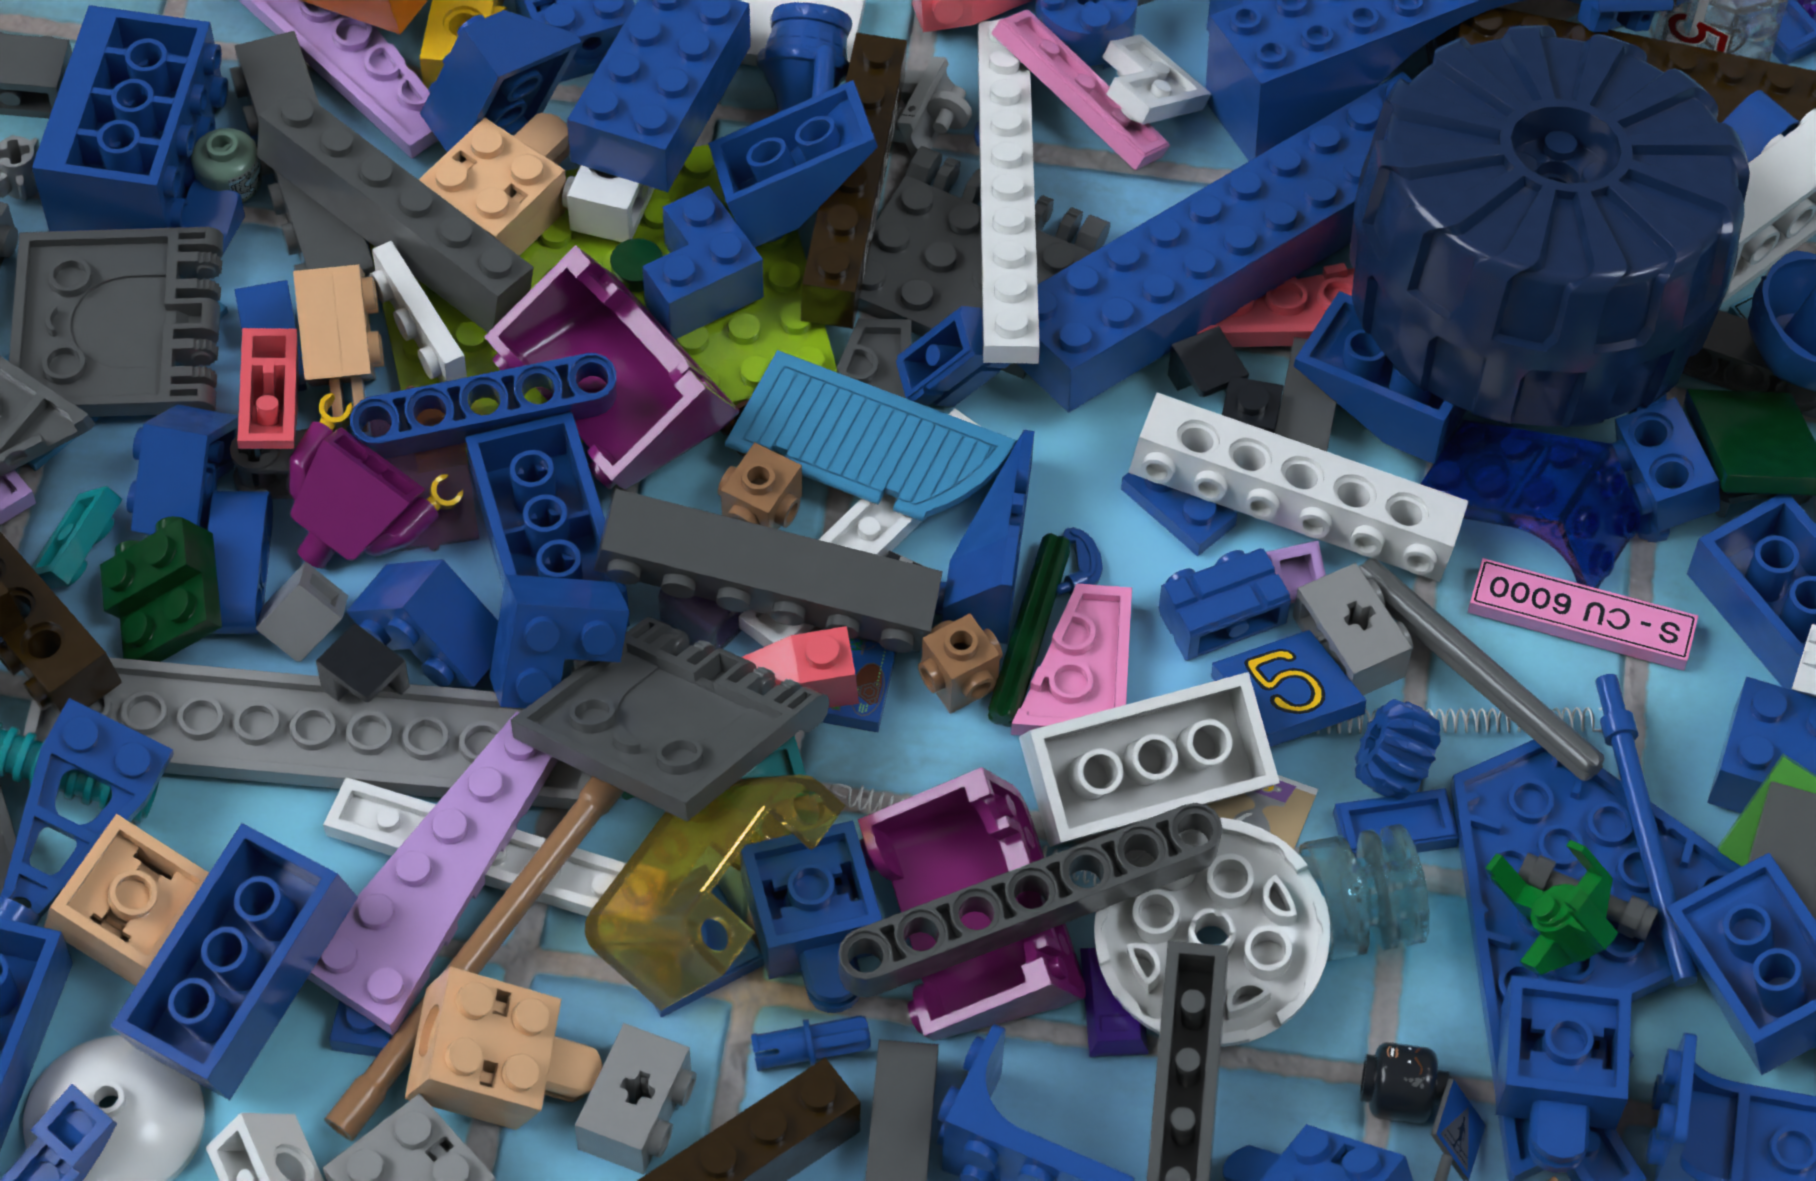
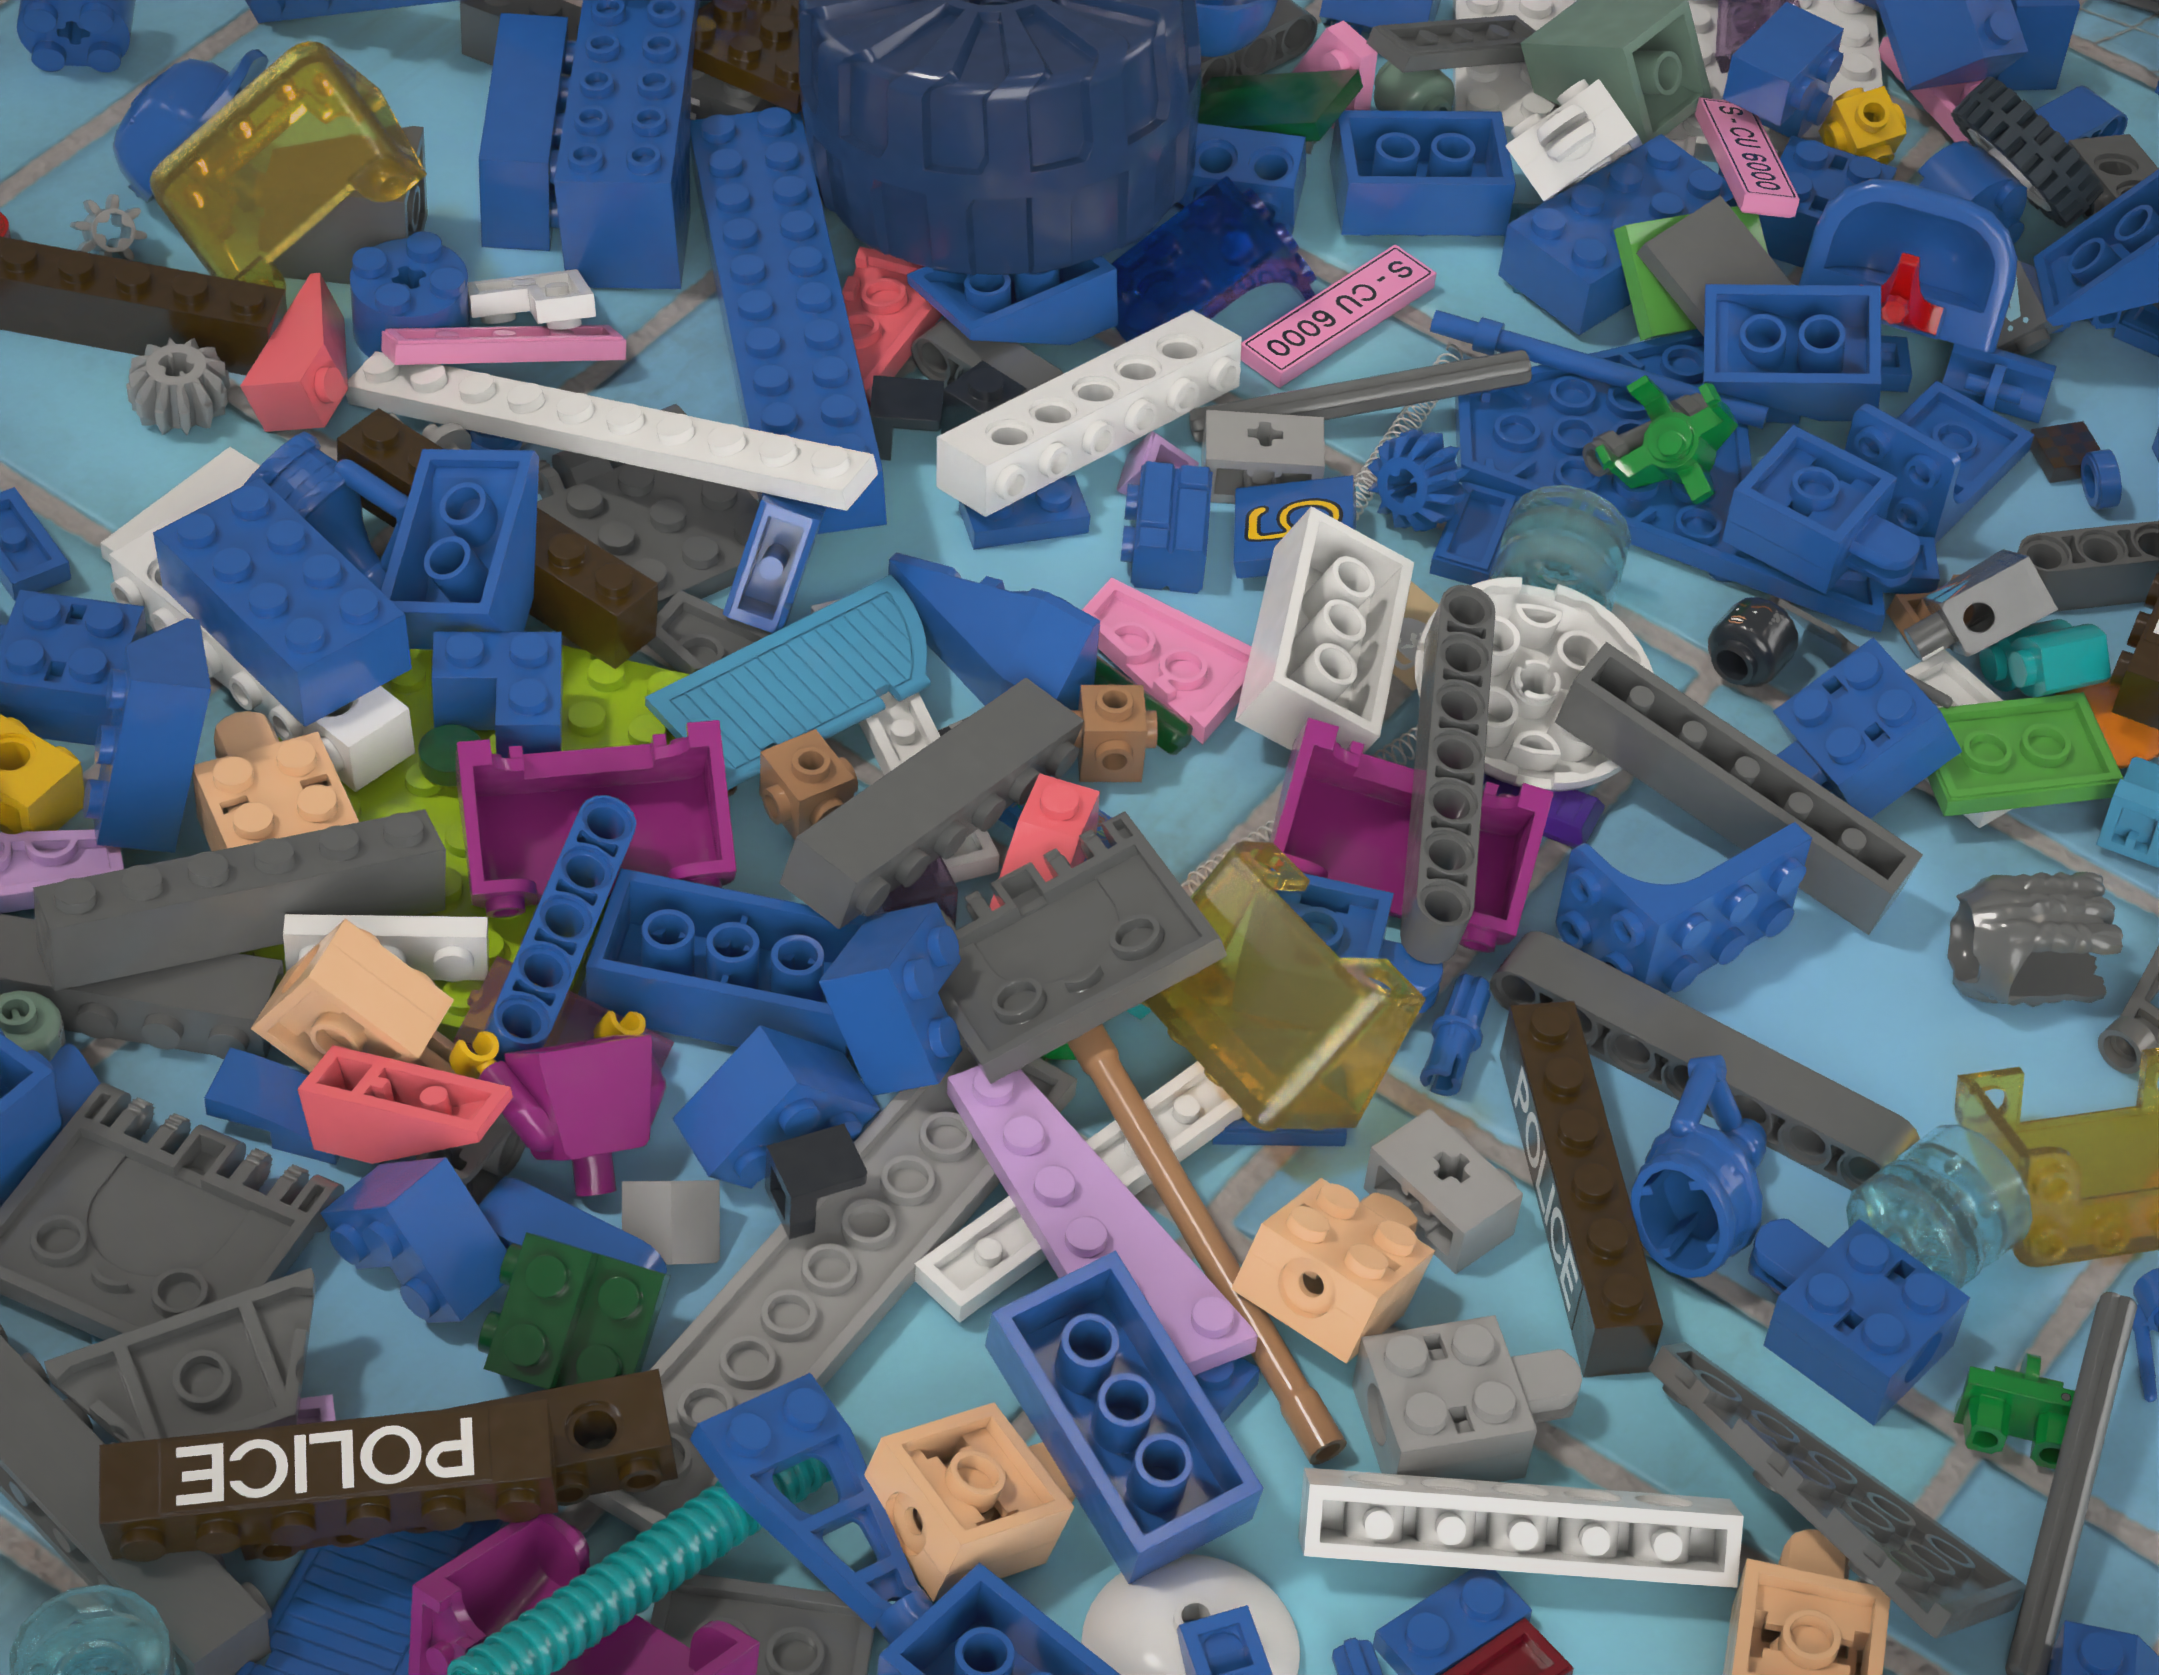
camera: 65 degrees left, 10 degrees down
(82, 526) = (414, 1369): teal plate -> none

